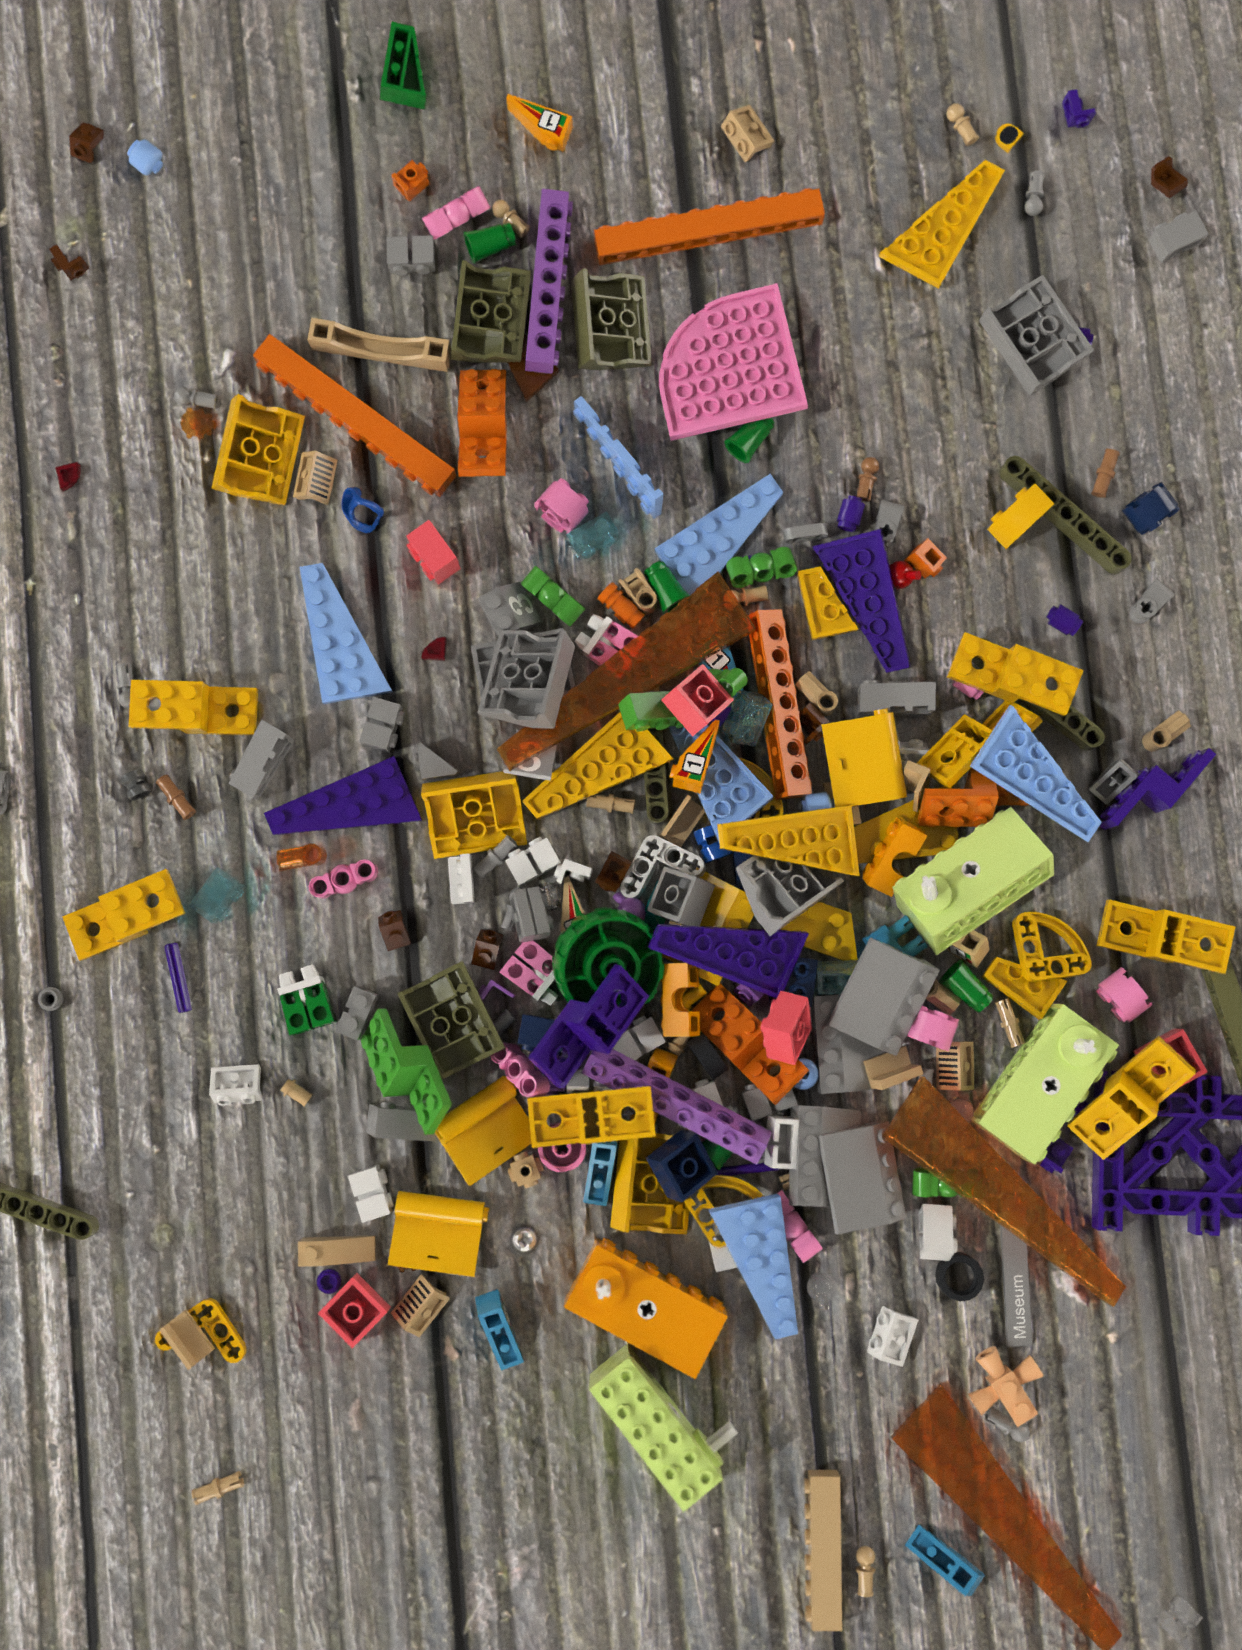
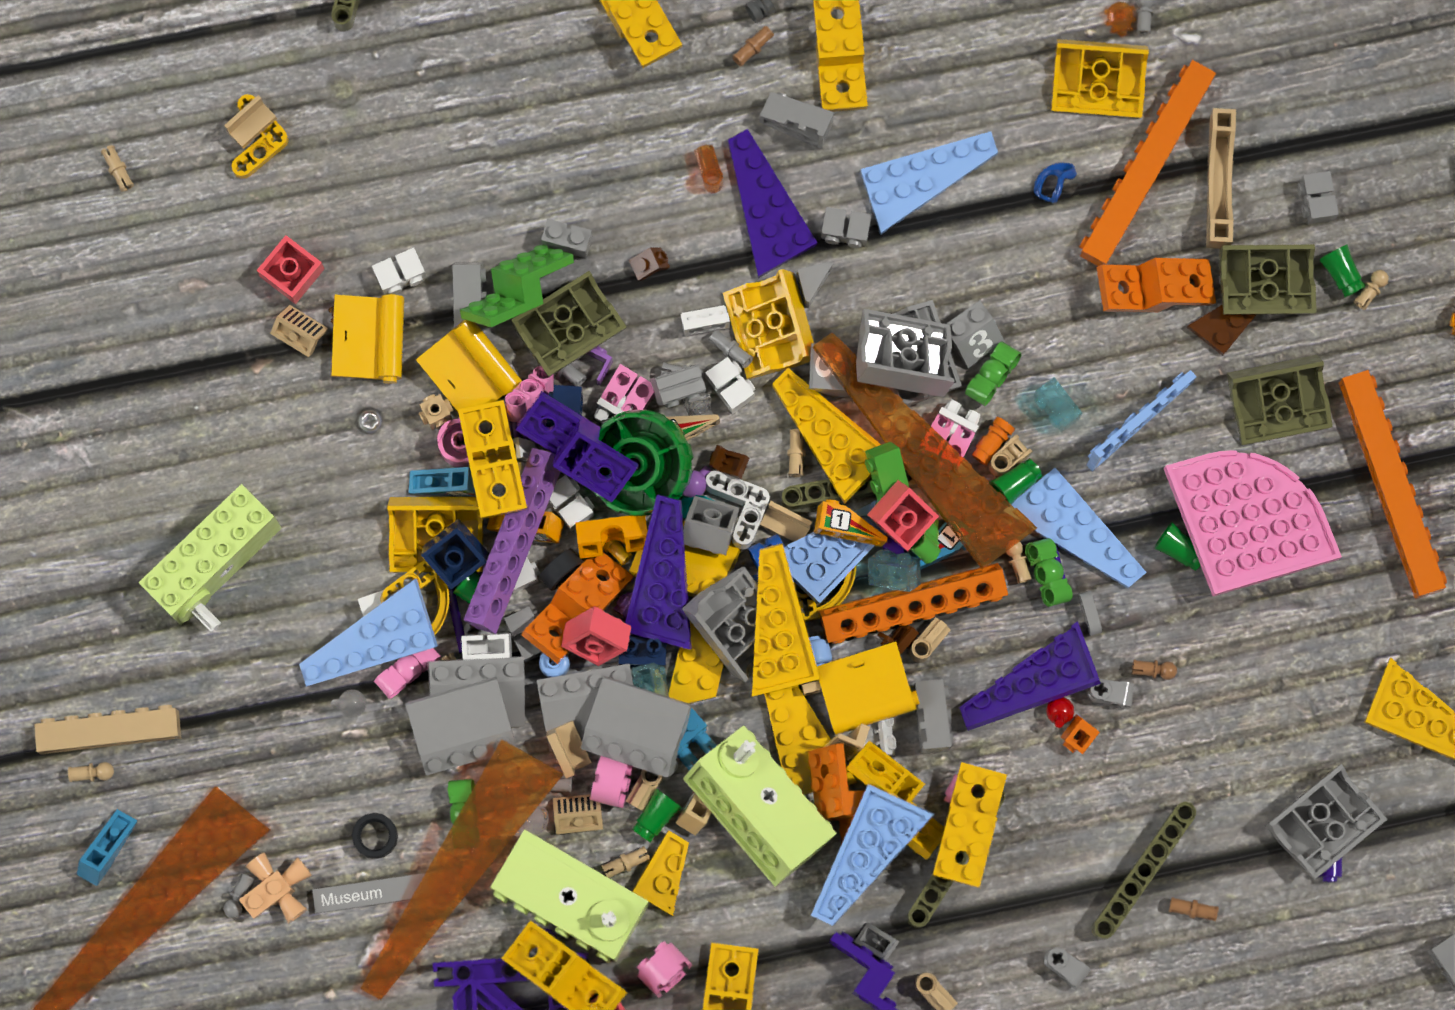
camera: 85 degrees right, 5 degrees down
(178, 977) = (581, 71): dark purple axle -> none
(217, 896) = (663, 96): clear light blue brick -> none
(235, 1084) = (487, 136): white bracket -> none
(296, 1092) = (486, 192): tan pin -> none
(305, 1002) = (572, 190): green hips -> none
(315, 477) = (1081, 135): tan panel -> none
(329, 1281) = (314, 244): dark purple plate -> none
(332, 883) = (694, 220): bright pink piece -> none
(336, 1250) = (343, 247): tan slope -> none
(409, 185) = (1388, 190): orange brick -> none
(434, 553) = (1019, 253): coral brick -> none
(435, 650) = (926, 270): dark red tile -> none
(456, 212) = (1367, 235): bright pink piece -> none
(487, 949) = (641, 352): reddish brown bracket -> none
(498, 1329) = (284, 404): dark azure slope -> none
(552, 204) = (1390, 325): medium lavender brick -> none
(562, 506) = (1082, 370): bright pink brick -> none
(577, 871) = (724, 422): white bracket -> none
(674, 1329) = (328, 504): light orange piece -> none
(678, 1044) = (568, 541): tan pin -> none
(822, 606) = (1019, 637): yellow wing -> none
(850, 513) = (1116, 655): dark purple brick -> none
(892, 1336) = (311, 776): white bracket -> none
(900, 838) = (794, 733): light orange arch -> none
(937, 1227) = (415, 806): white piece -> none
(1020, 516) = (1134, 821): yellow brick -> none
(1037, 958) = (692, 881): yellow beam -> none
(1056, 1156) = (501, 918): dark purple bracket -> none
(1064, 620) = (1035, 879): dark purple brick -> none
(1151, 508) = (1161, 954): dark blue brick -> none

